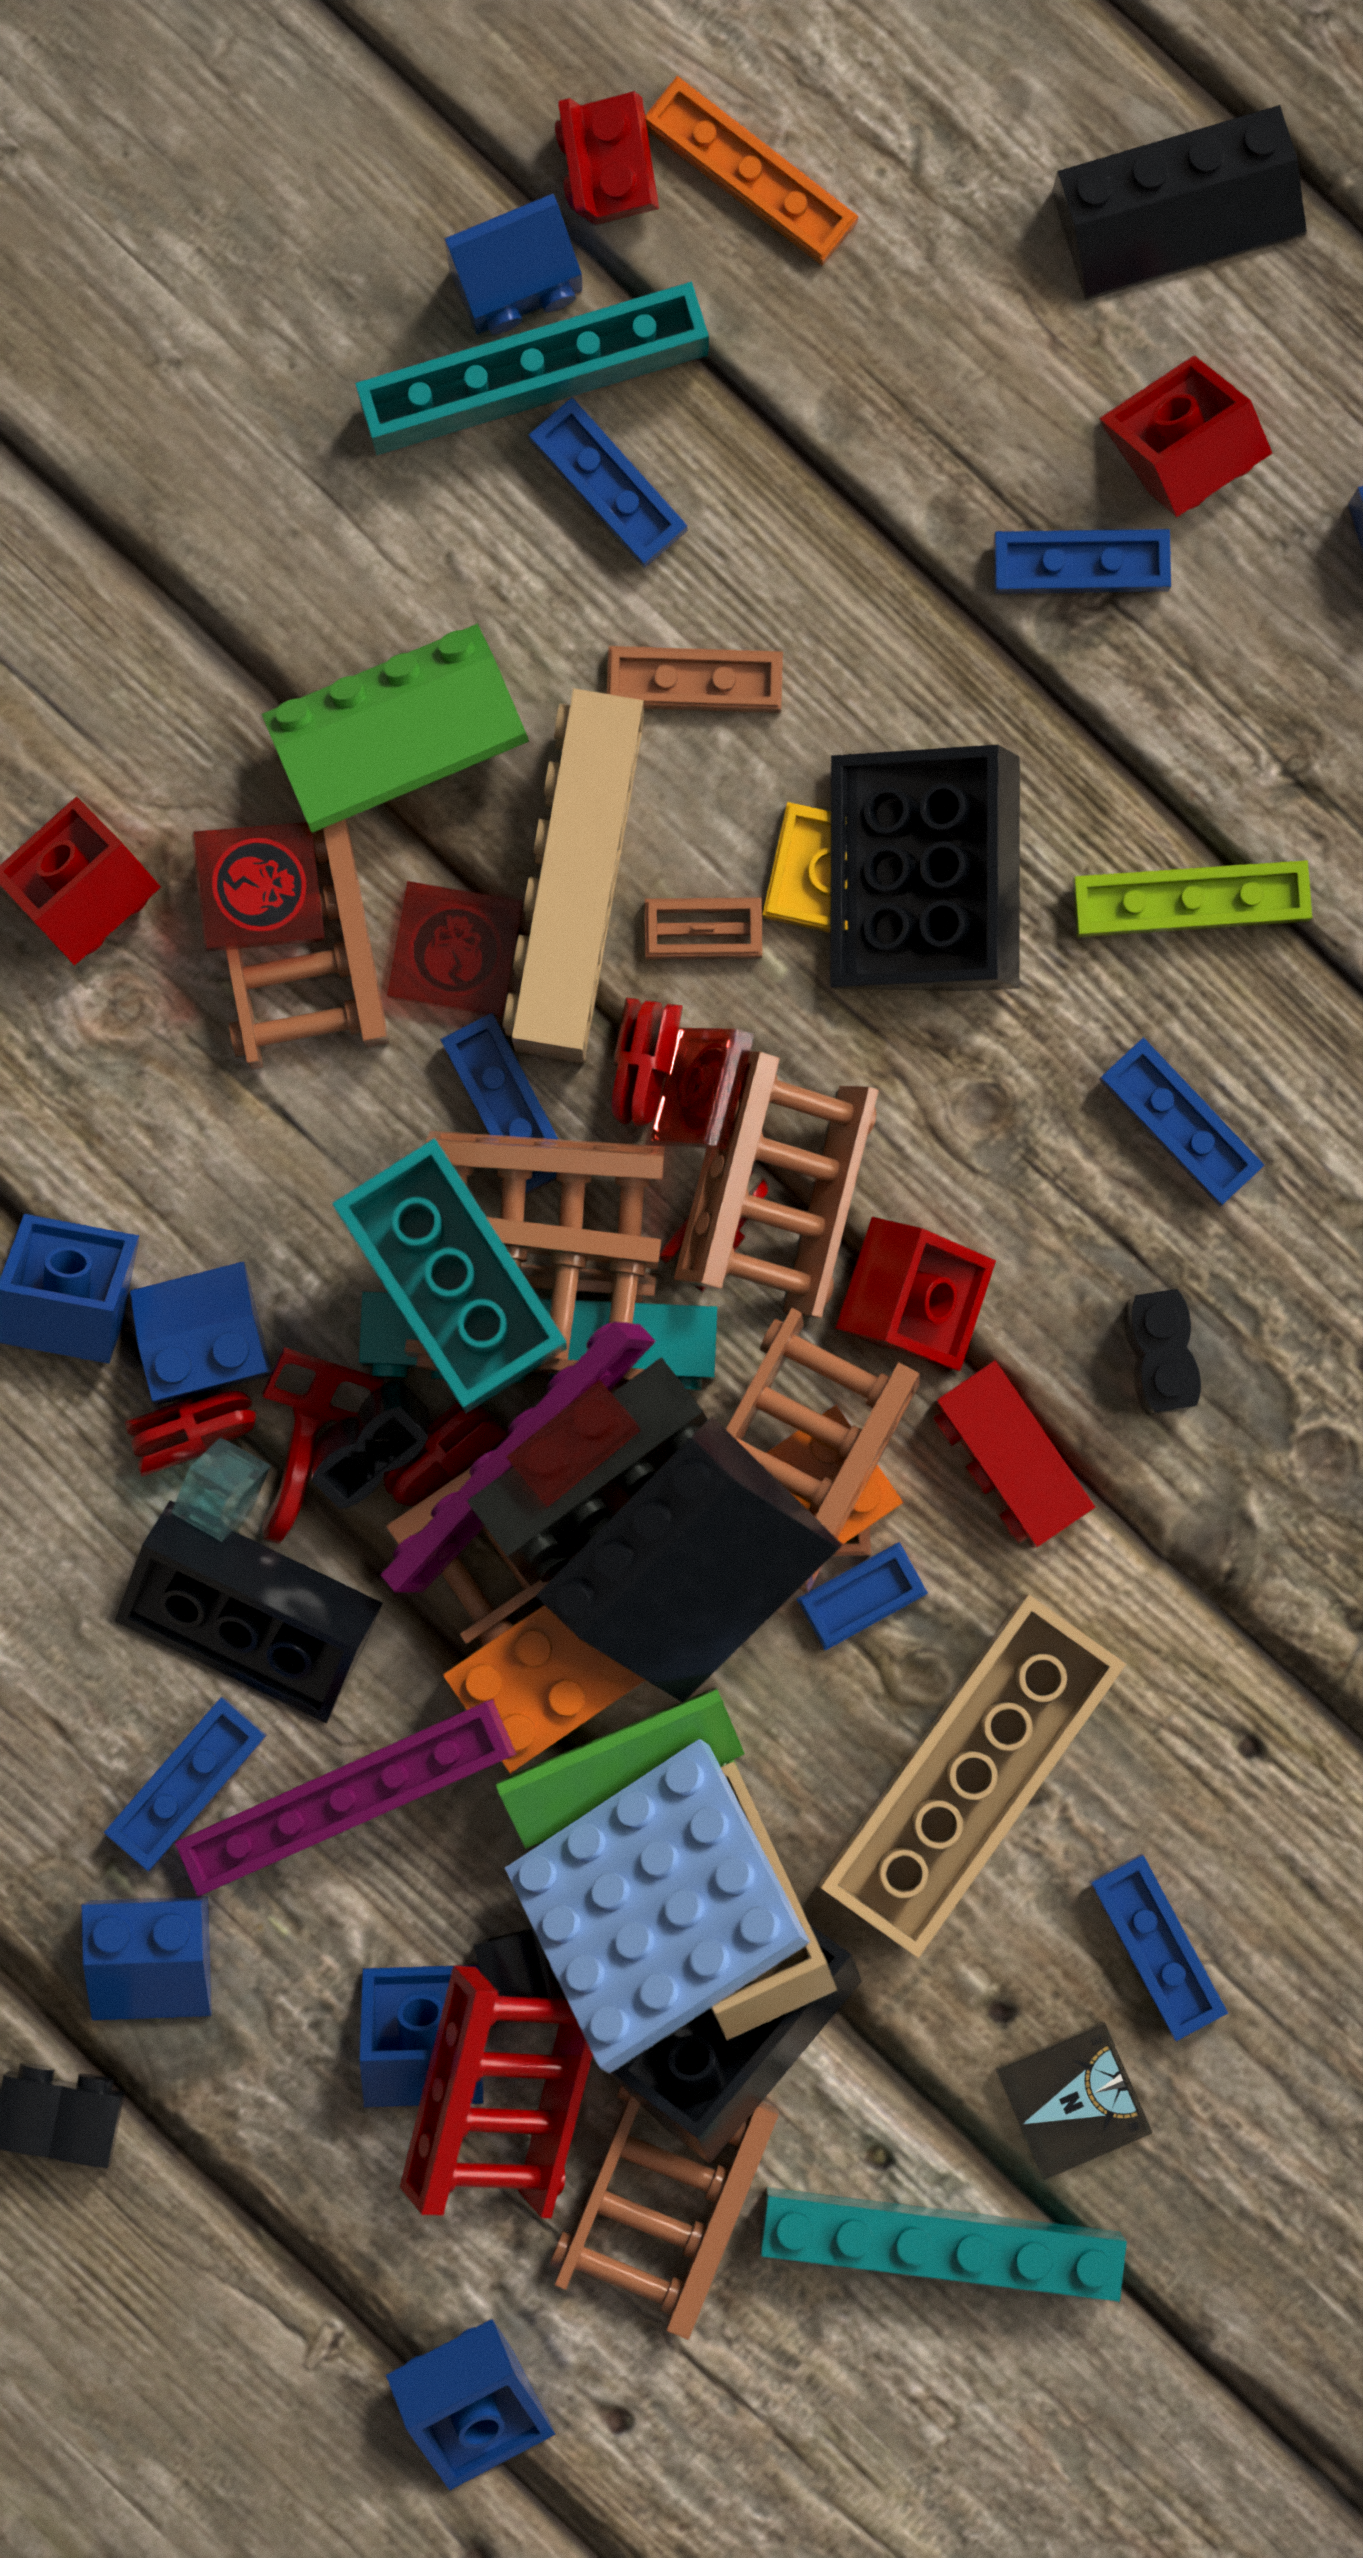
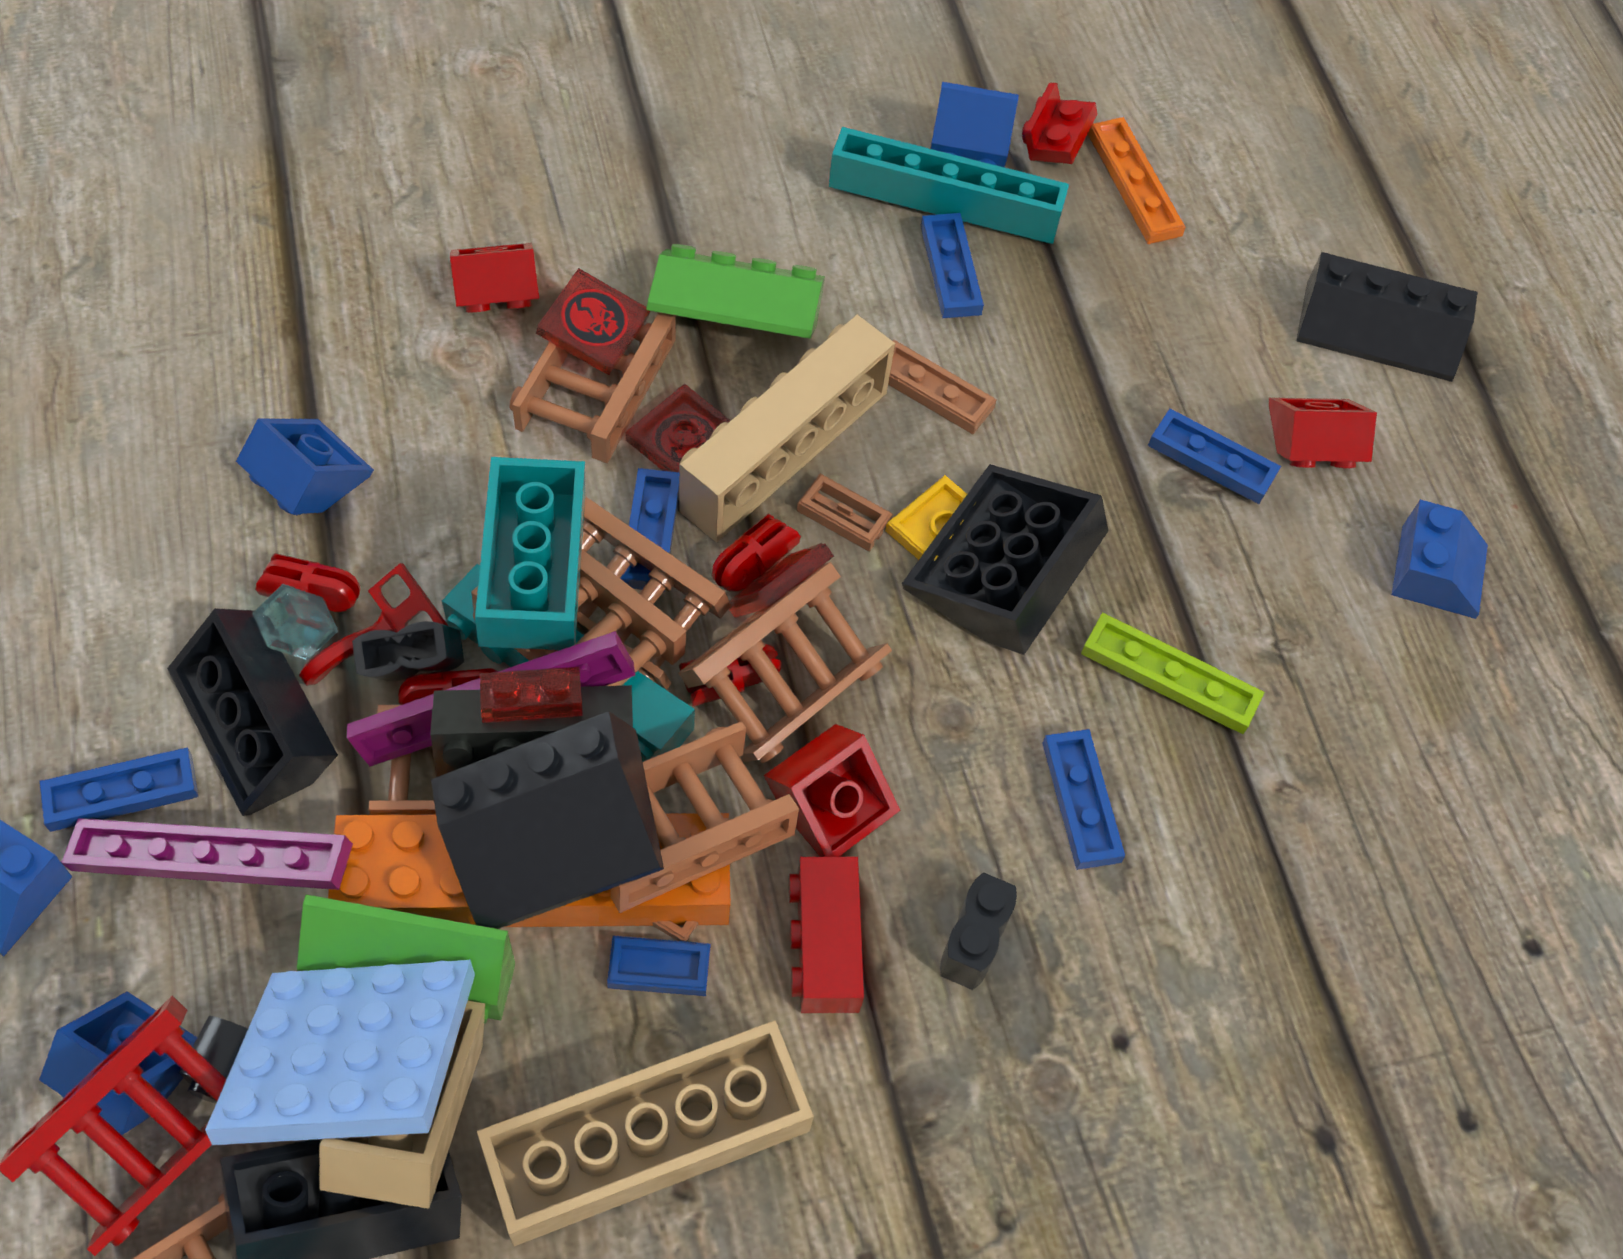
camera: 30 degrees right, 25 degrees down
(199, 1333) = (359, 538): blue slope -> none

